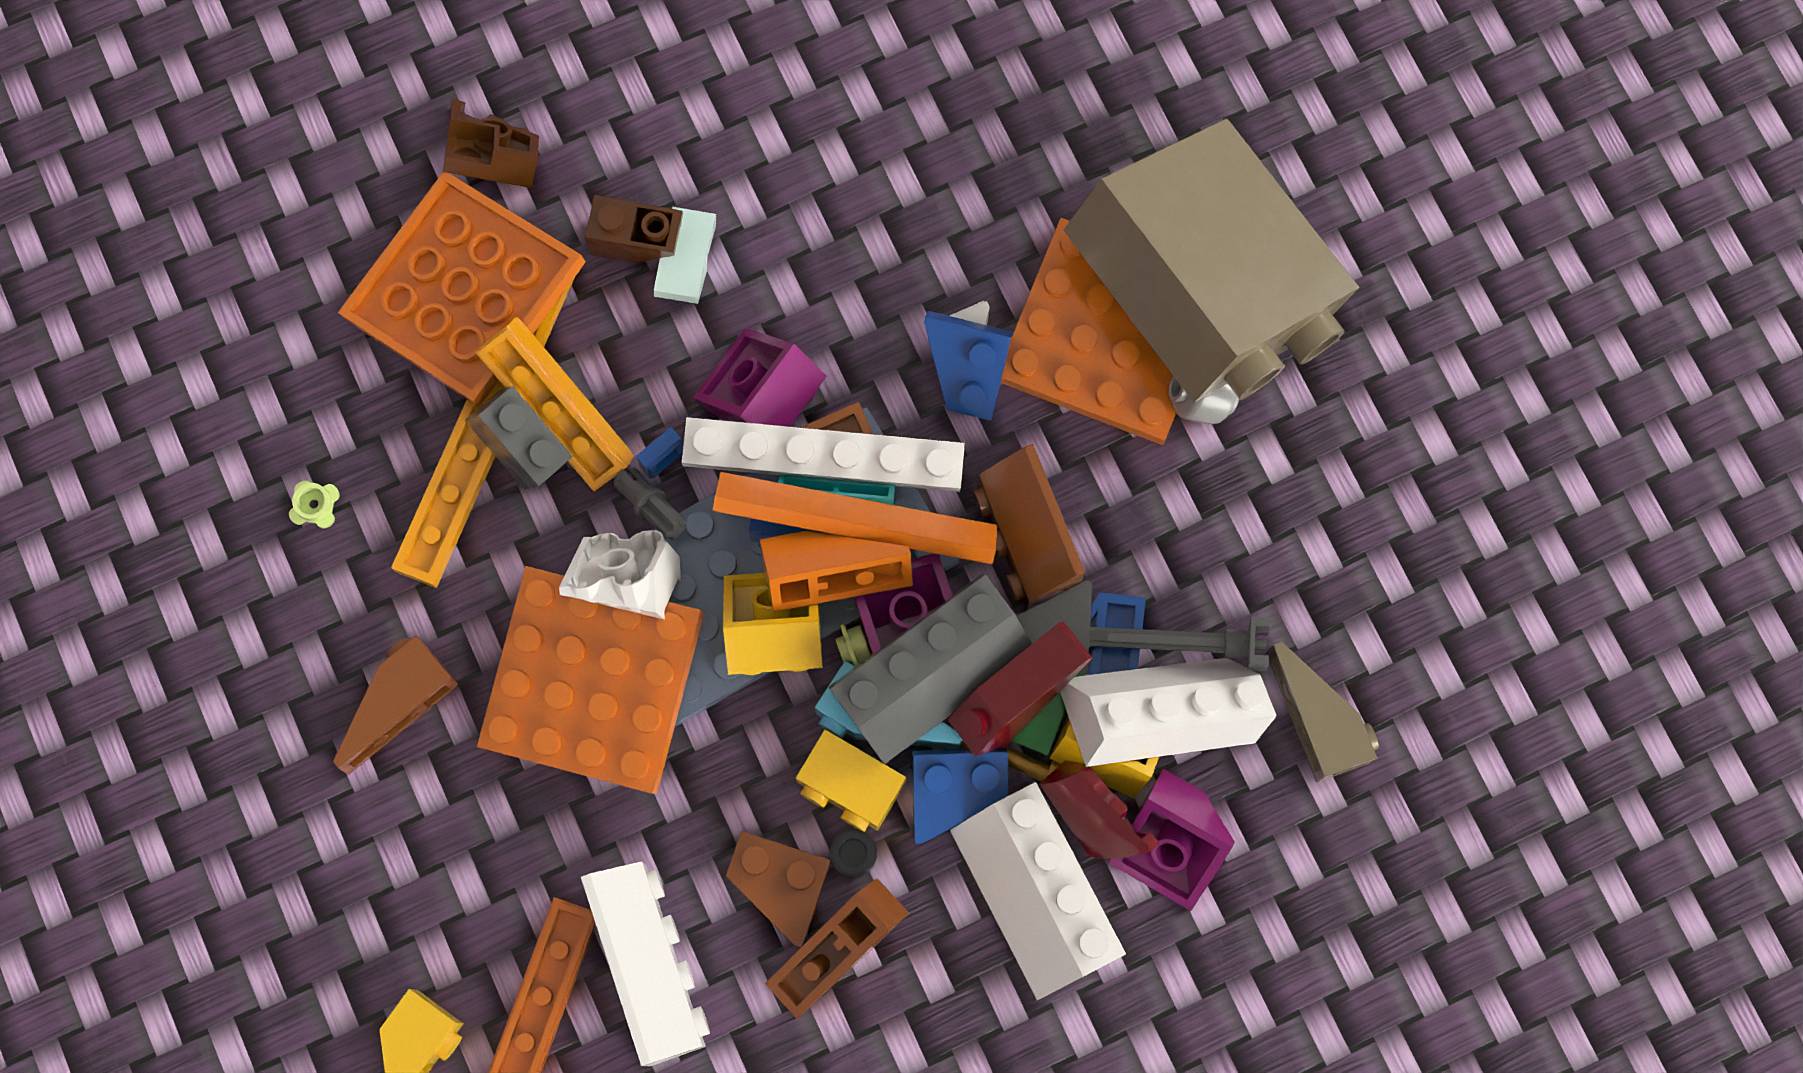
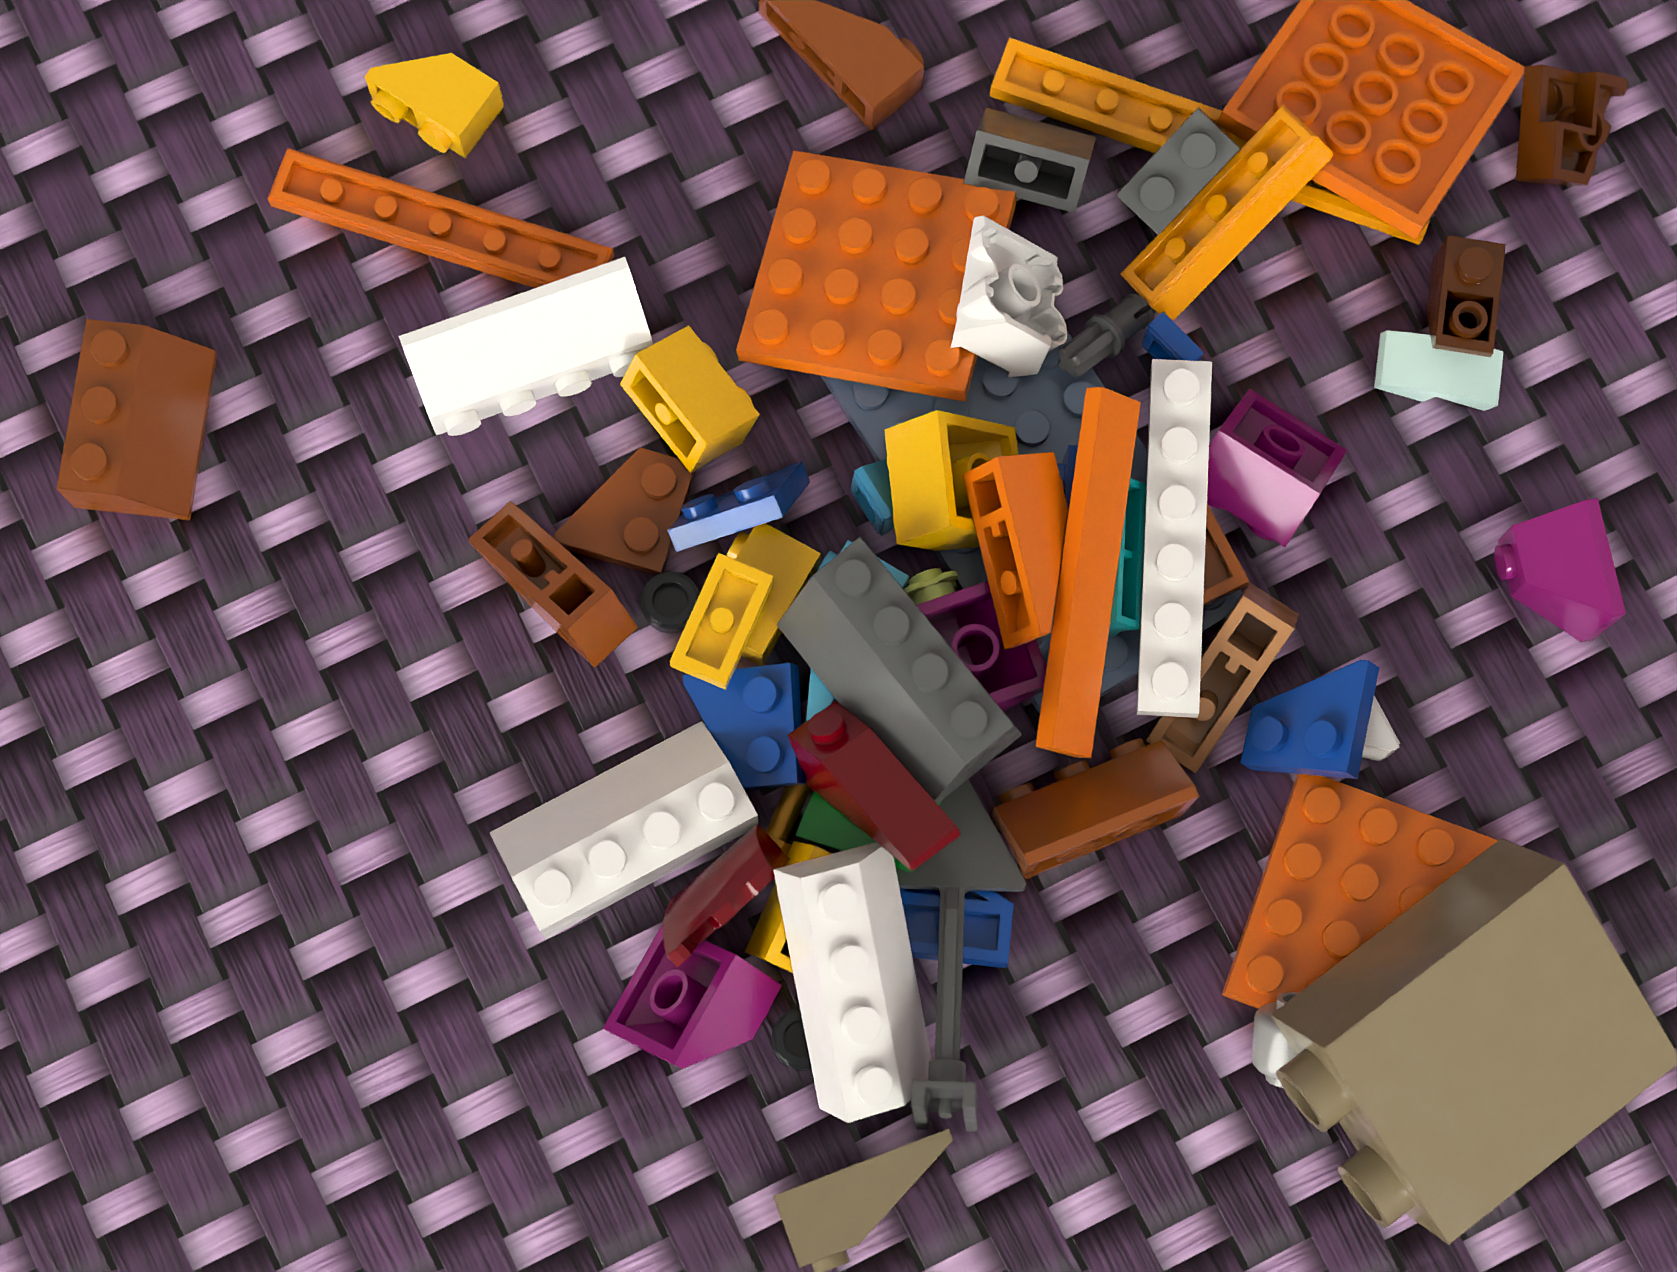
camera: 85 degrees right, 0 degrees up
(499, 554) = (1031, 158): none -> dark grey brick
(689, 833) = (689, 398): none -> yellow brick
(772, 686) = (873, 494): none -> dark azure slope
(783, 792) = (740, 509): none -> blue wing
(851, 173) = (1563, 569): none -> magenta slope
(882, 805) = (721, 621): none -> yellow plate
(908, 411) = (1229, 672): none -> medium nougat slope
(1200, 765) = (790, 1041): none -> black tile

